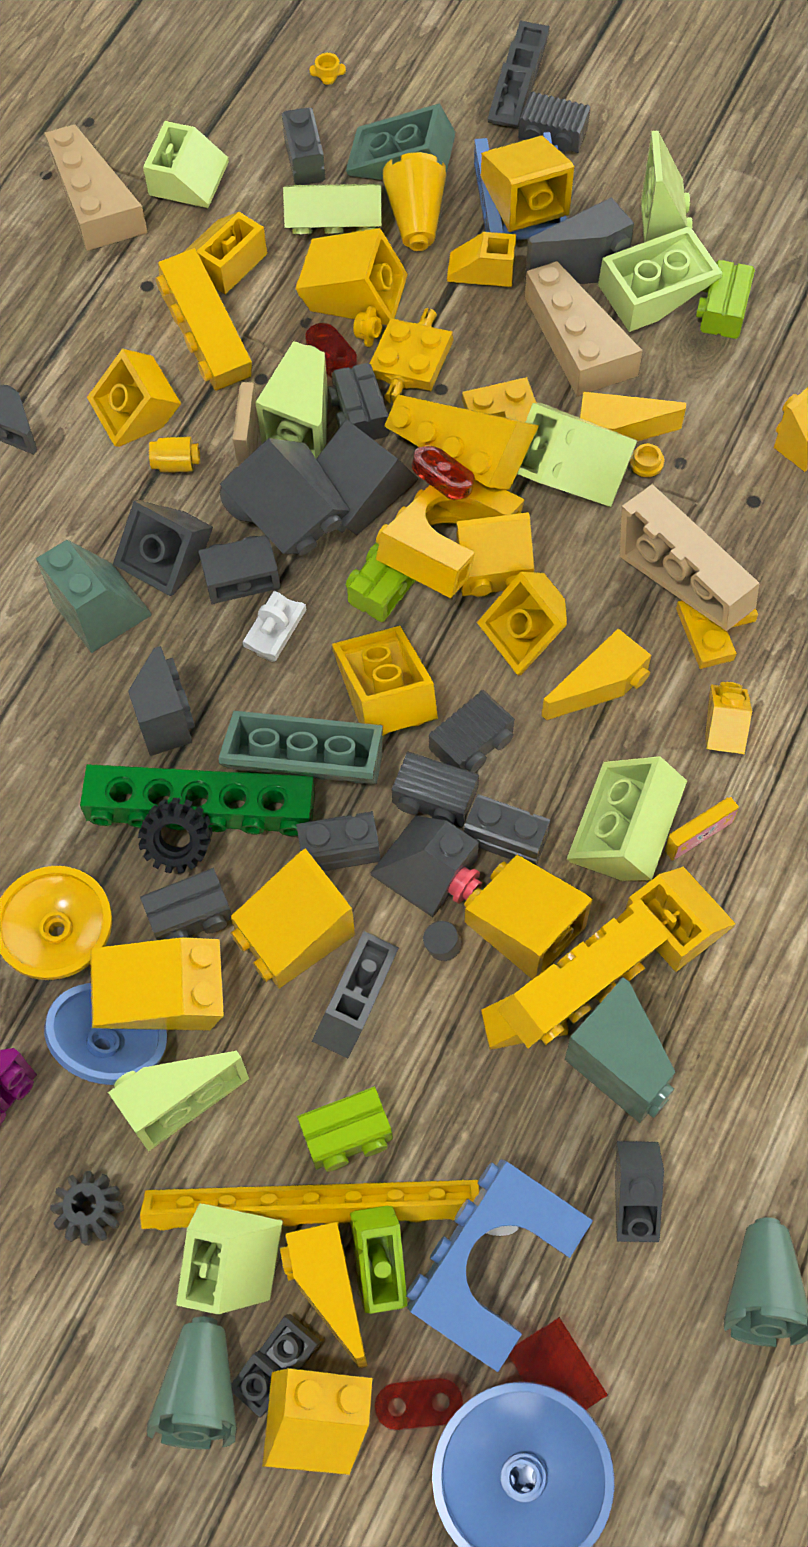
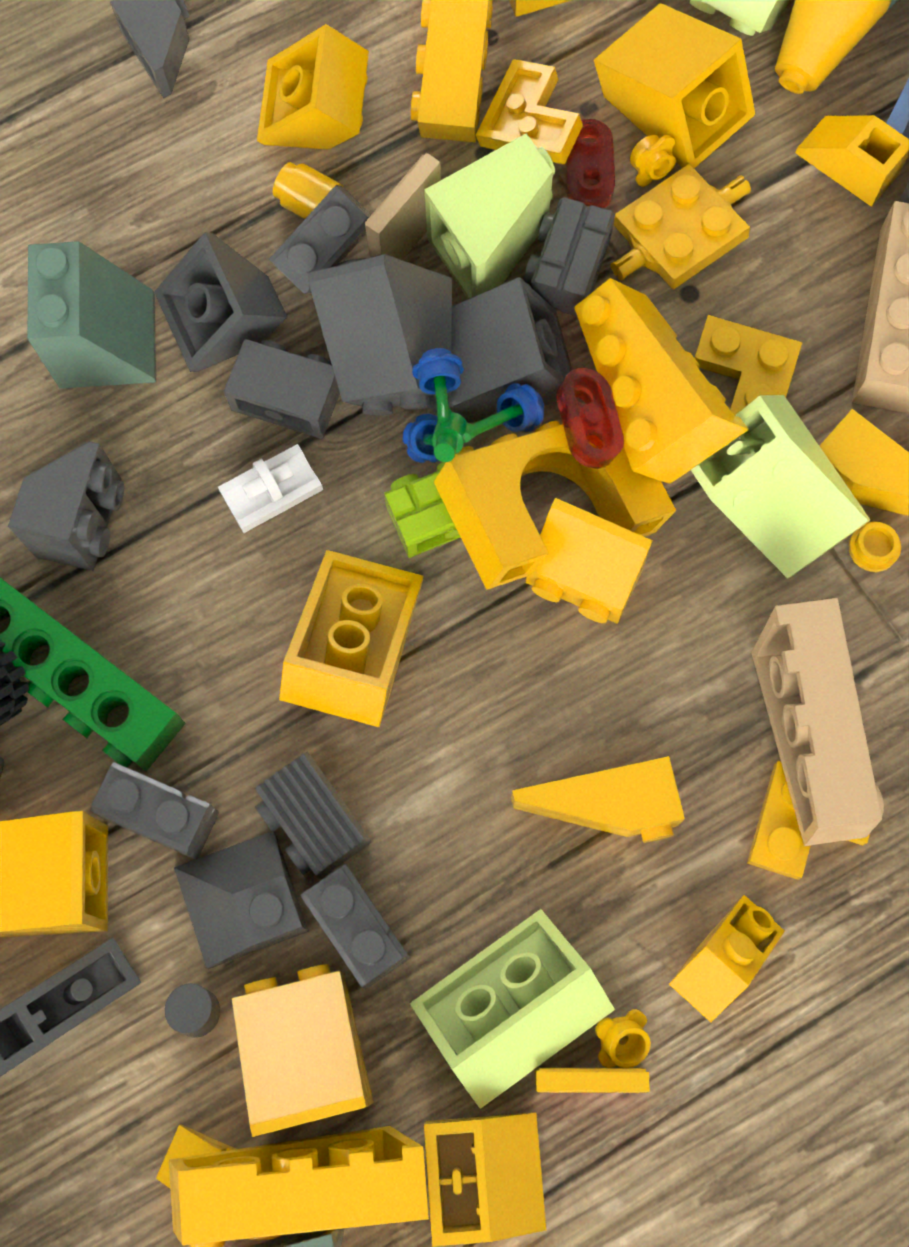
camera: 35 degrees right, 10 degrees up
(206, 469) = (322, 238): none -> dark grey brick
(269, 342) = (522, 109): none -> yellow plate
(303, 747) = (184, 673): sand green slope -> none
(342, 491) = (443, 435): none -> blue plant
(464, 884) = (263, 961): coral plate -> none
(472, 733) = (404, 775): dark grey brick -> none
(525, 619) = (572, 667): yellow slope -> none
(702, 795) = (631, 1048): none -> yellow plate

